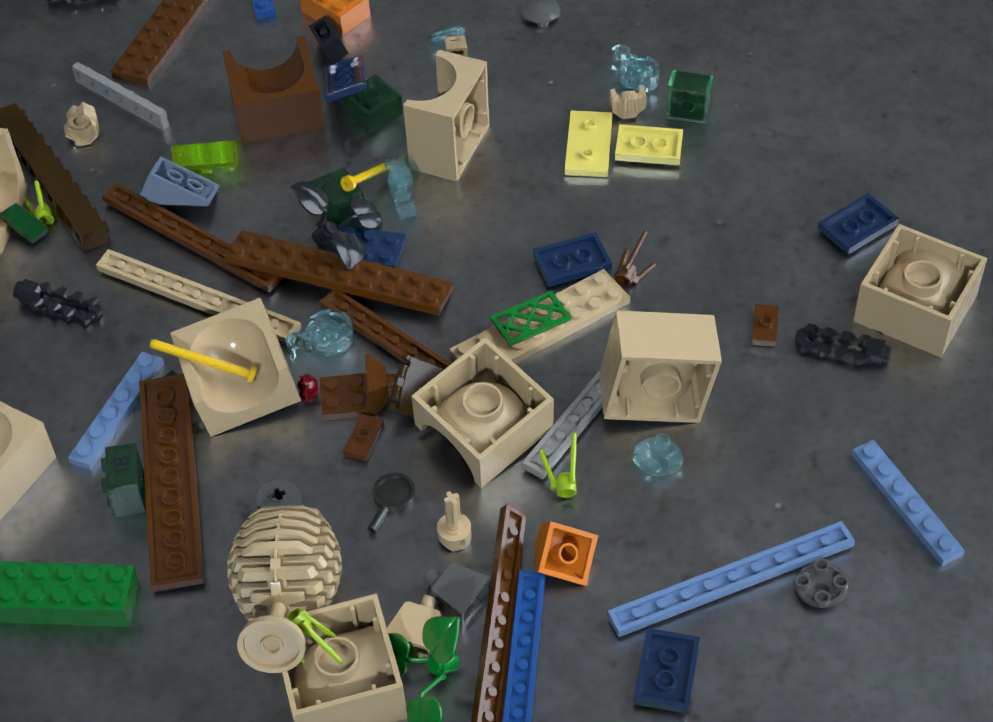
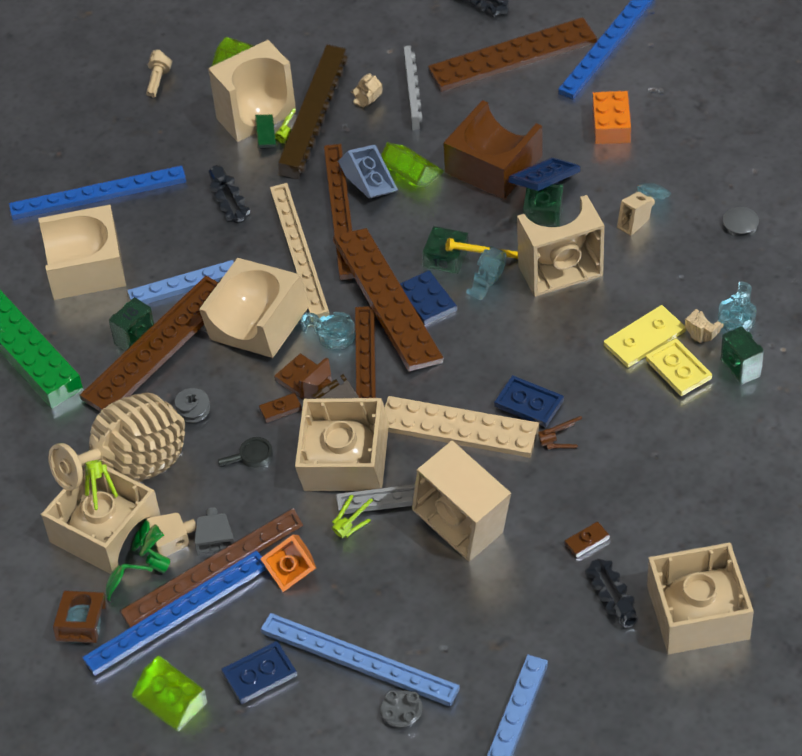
camera: 50 degrees right, 0 degrees up
(204, 360) = (253, 317): yellow bar -> none
(308, 388) = (286, 353): dark red plate -> none
(328, 39) = (573, 140): black brick -> none
(347, 246) = (400, 285): black plant -> none
(454, 526) = (254, 495): tan piece -> none
(526, 332) = (455, 428): green window -> none
(658, 456) = (415, 558): clear light blue dish -> none
(858, 223) = (738, 527): dark blue plate -> none

